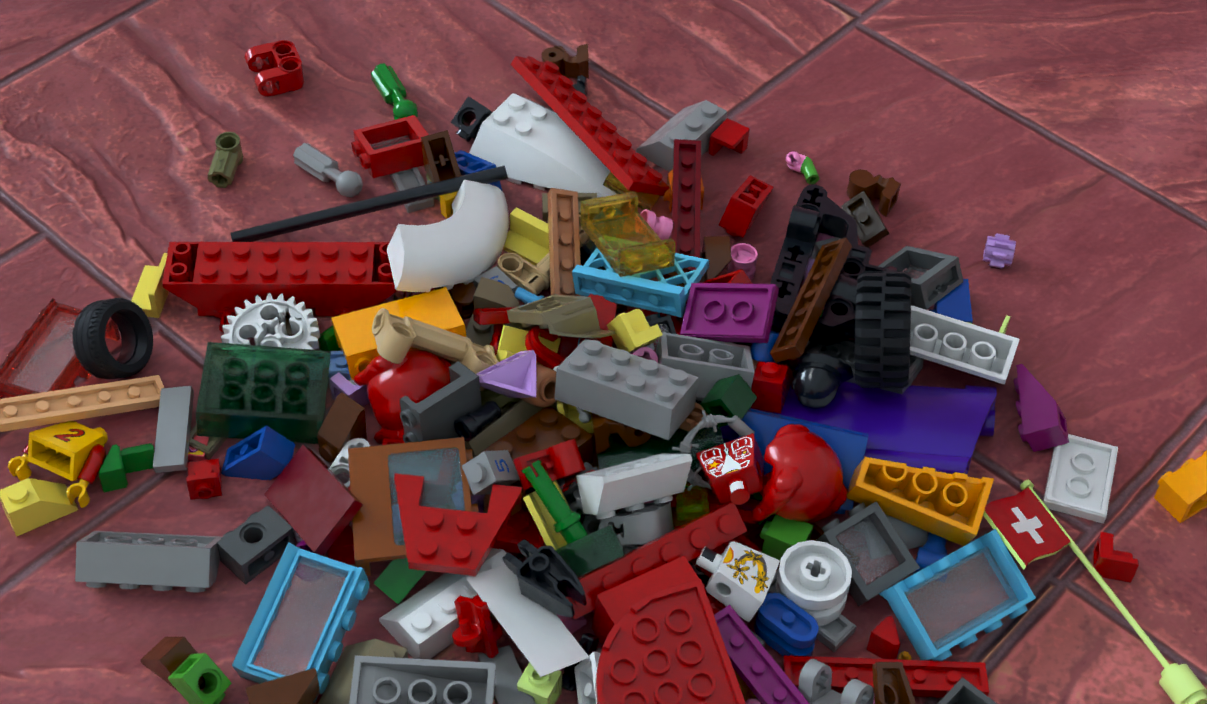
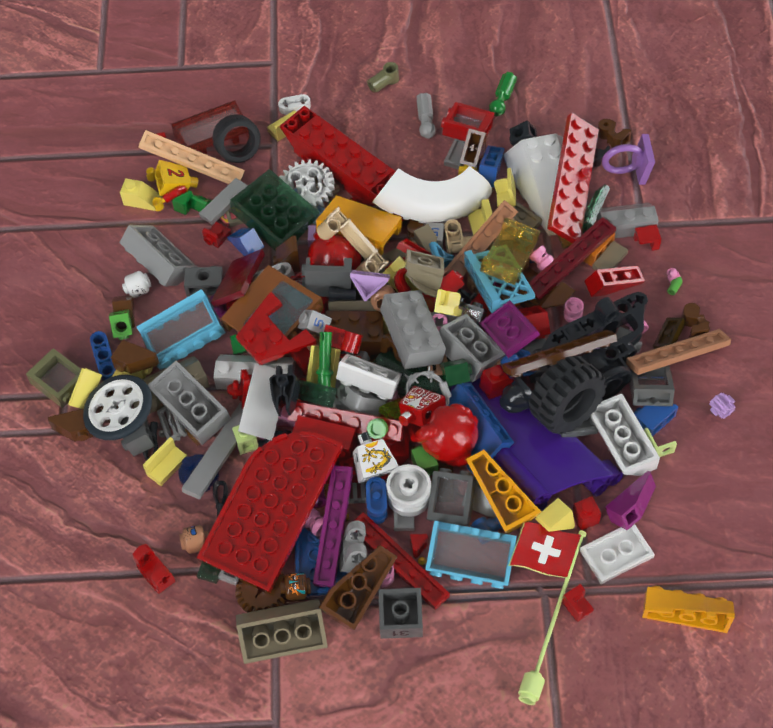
camera: 50 degrees right, 10 degrees up
(131, 261) = (293, 103): none -> white beam
(161, 616) = (136, 284): none -> white head
(277, 64) = (466, 43): red piece -> none
(366, 206) = (418, 148): black piece -> none
(525, 186) = (506, 189): none -> light yellow panel
(632, 63) = (642, 159): none -> medium lavender tile
(641, 141) = (595, 207): none -> clear green tile
(712, 533) = (377, 428): none -> tile
(715, 188) = (611, 257): none -> dark tan tile
(902, 225) = (678, 351): none -> nougat plate
(1001, 470) = (556, 517): none -> light yellow slope
(1010, 458) = (586, 513): none -> red brick

